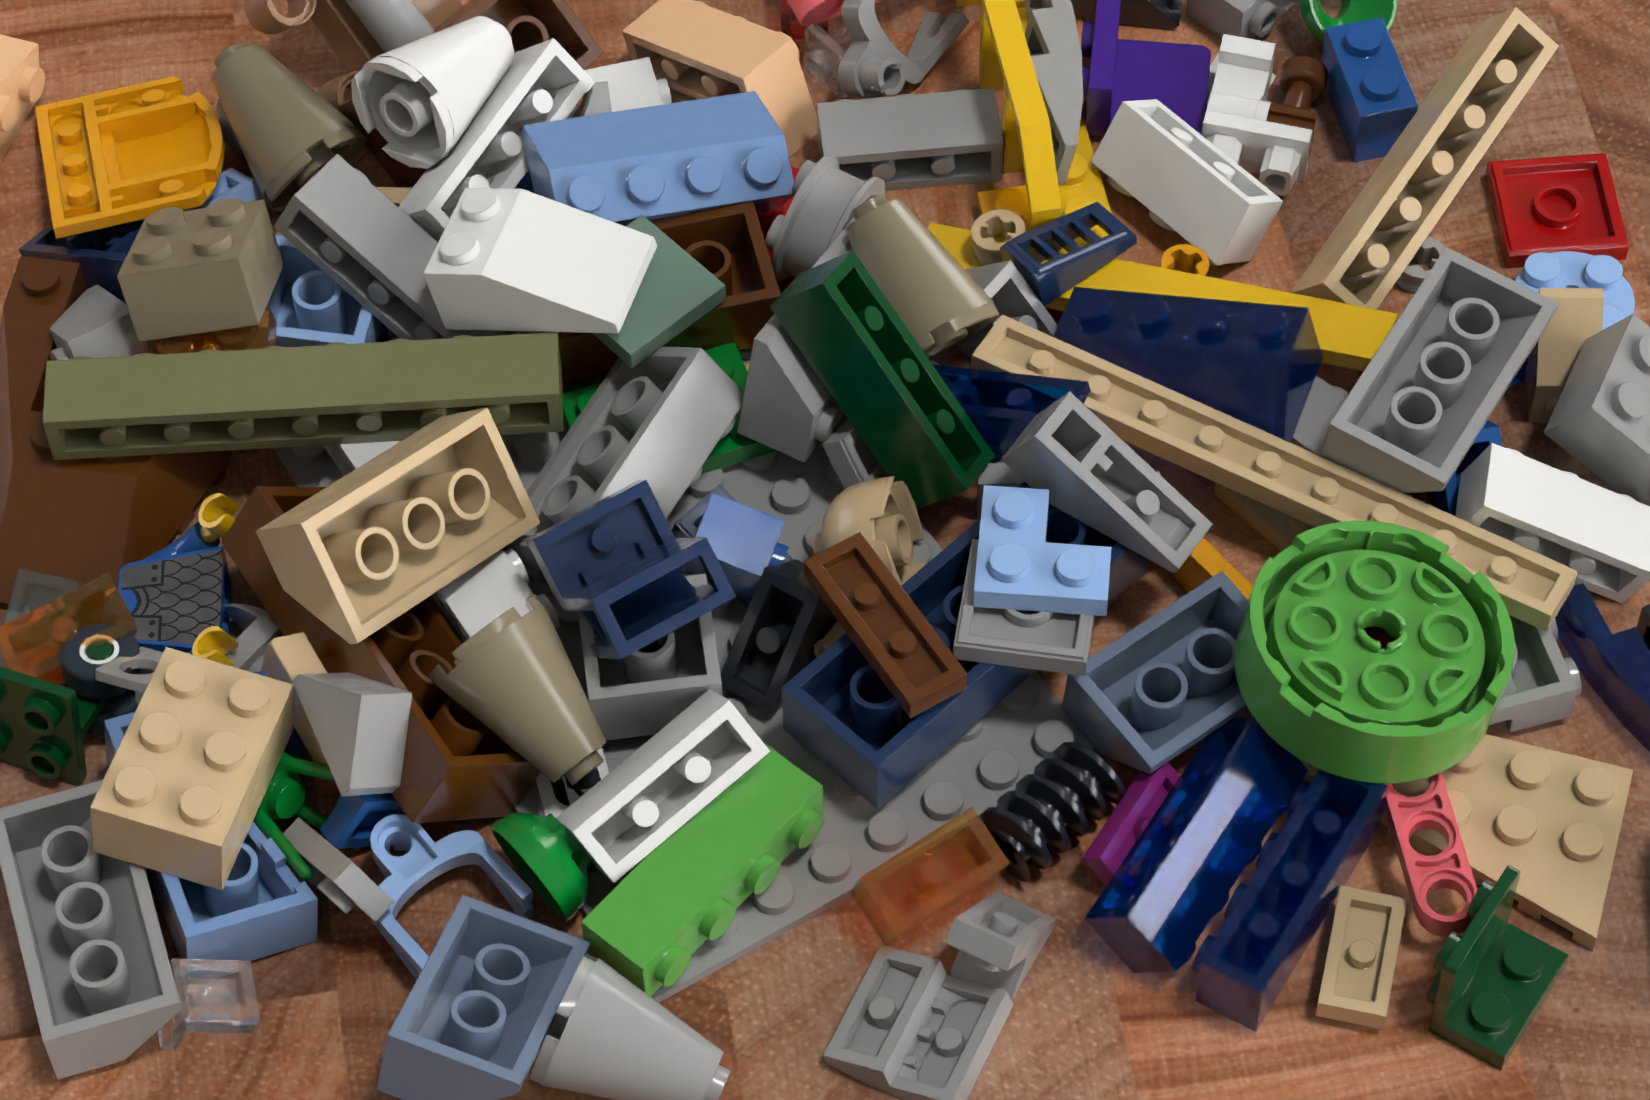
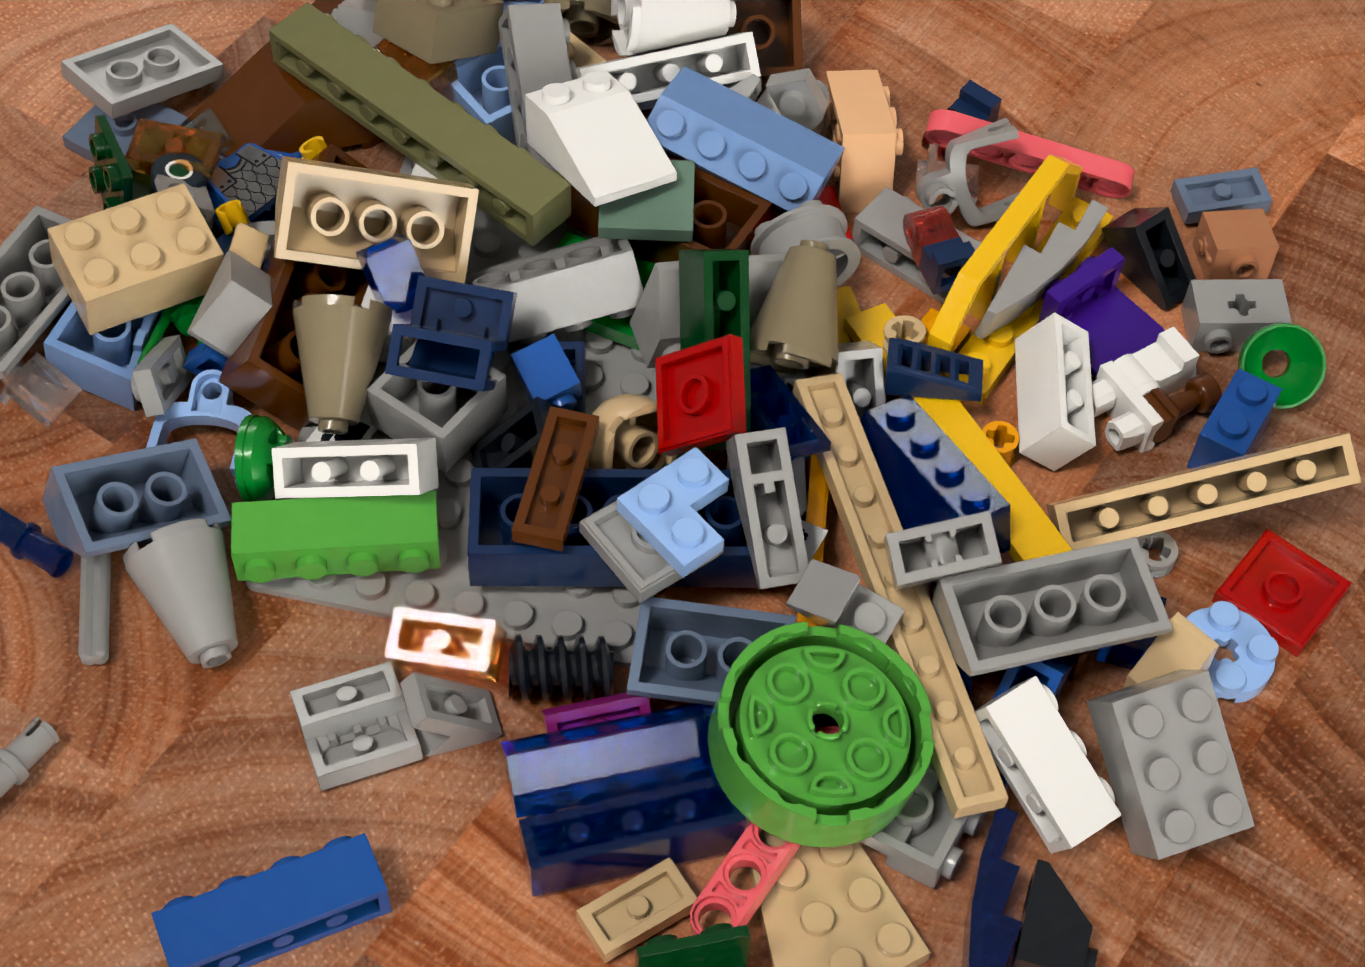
camera: 40 degrees right, 0 degrees up
(485, 562) = (392, 272): none -> clear blue brick
(650, 74) = (799, 96): none -> light grey plate
(935, 433) = (700, 395): none -> red plate
(947, 123) = (936, 246): none -> leg
(1262, 517) = (836, 597): none -> light grey slope
(1307, 396) = (942, 550): none -> light grey brick

